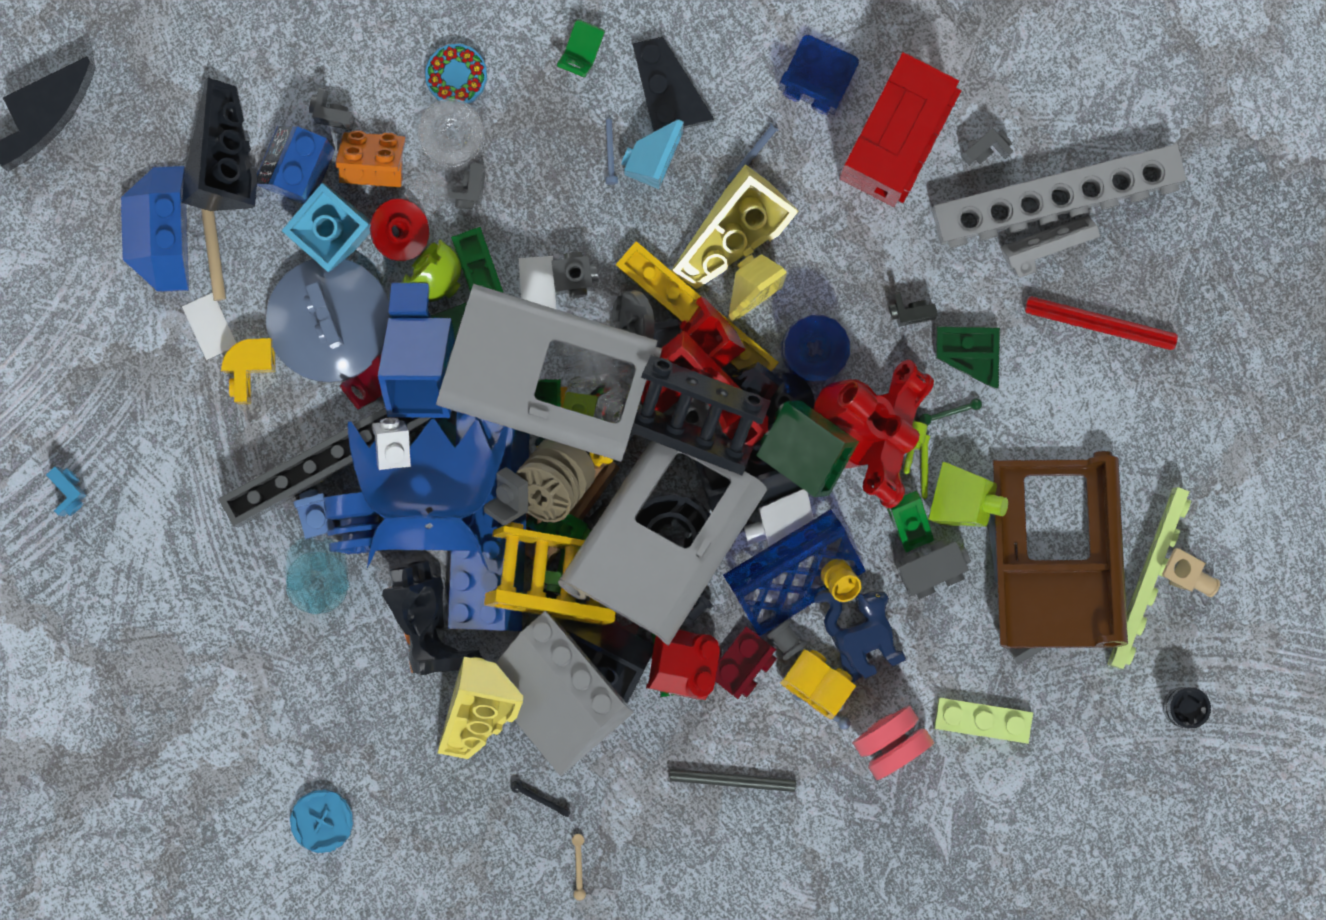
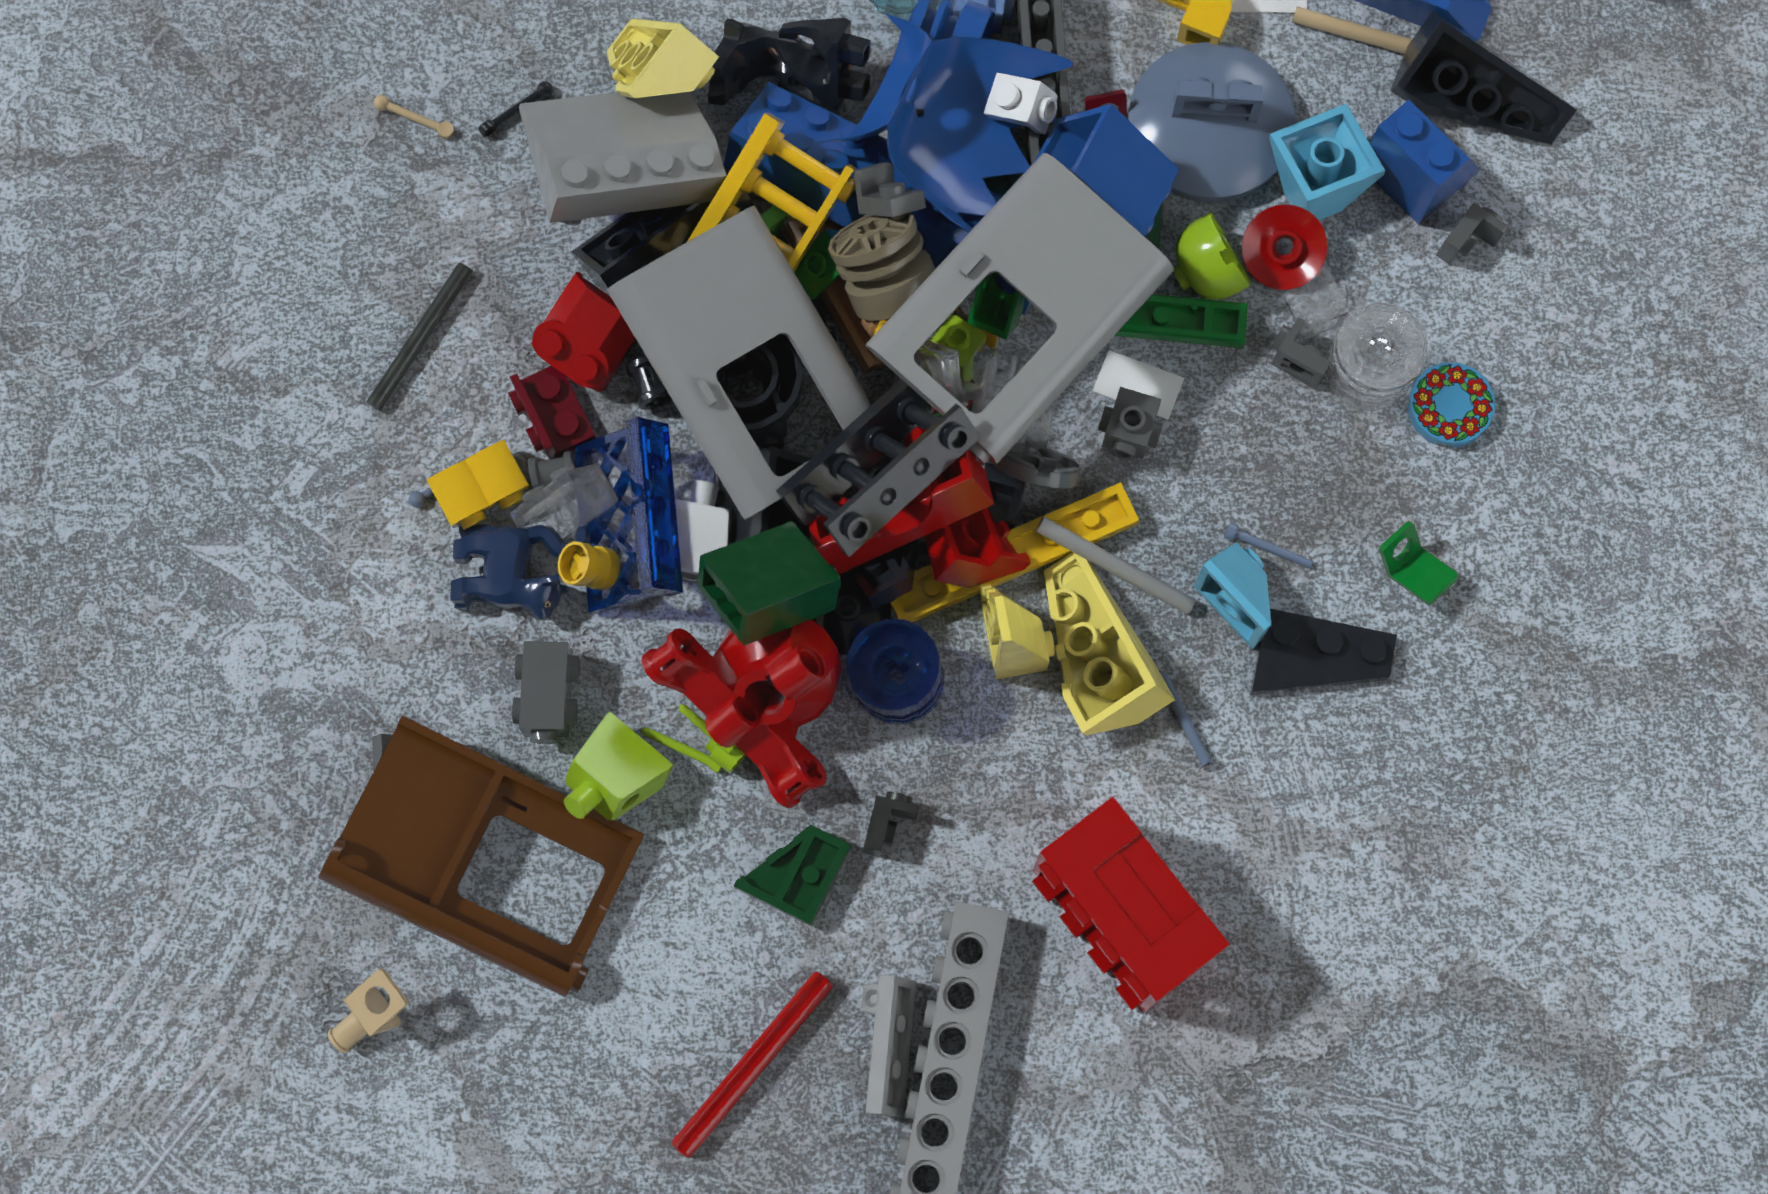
camera: 115 degrees right, 10 degrees down
(371, 159) = (1390, 253): orange bracket -> none
(409, 300) = (1188, 204): blue panel -> none
(673, 255) = (1115, 565): none -> light grey bar
(804, 616) = (568, 501): none -> clear bracket
(818, 75) = (1249, 849): clear blue bracket -> none
(895, 746) = (356, 534): coral wheel -> none
(911, 522) = (619, 690): green slope -> none
(975, 404) = (740, 779): dark green hinge -> none
(981, 149) = (1054, 1015): dark grey bracket -> none
(983, 720) = (329, 668): yellowish green plate -> none
(1145, 592) = (378, 947): yellowish green plate -> none
(1187, 707) = (204, 926): black wheel -> none

